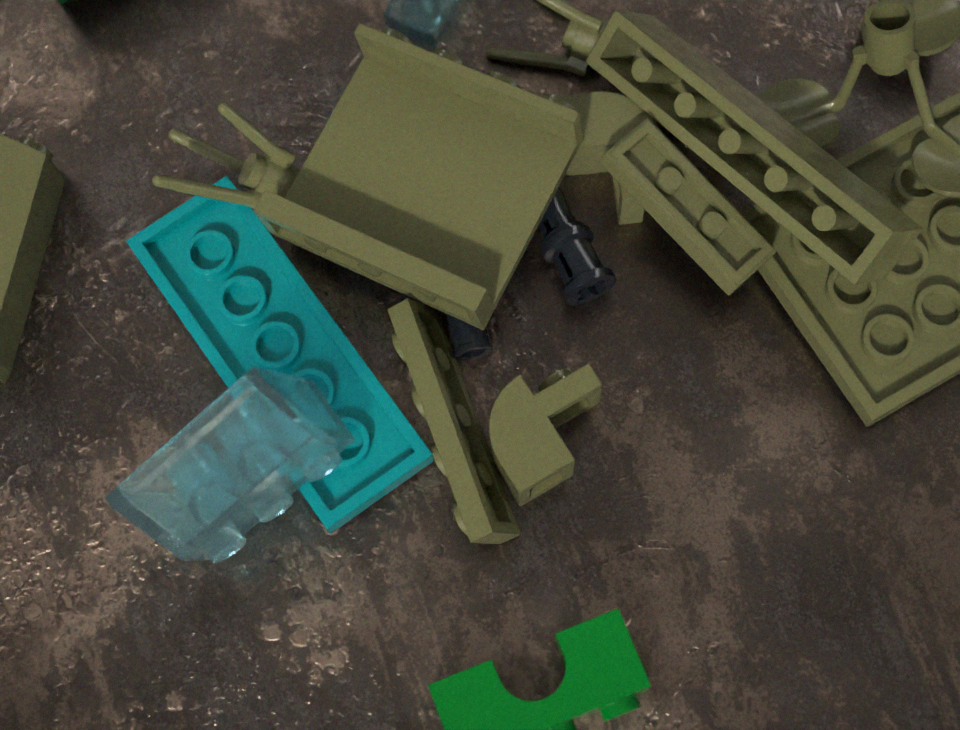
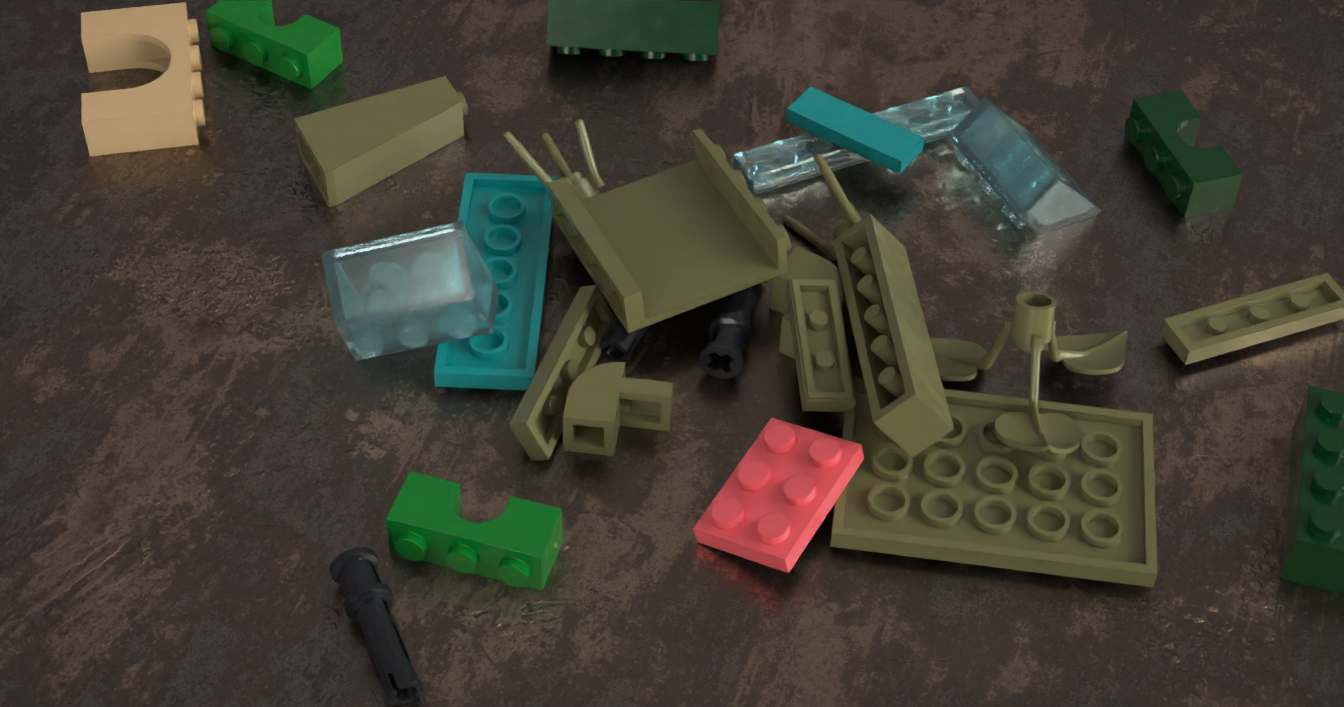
camera: 30 degrees right, 25 degrees down
(785, 410) = (779, 494): none -> coral plate

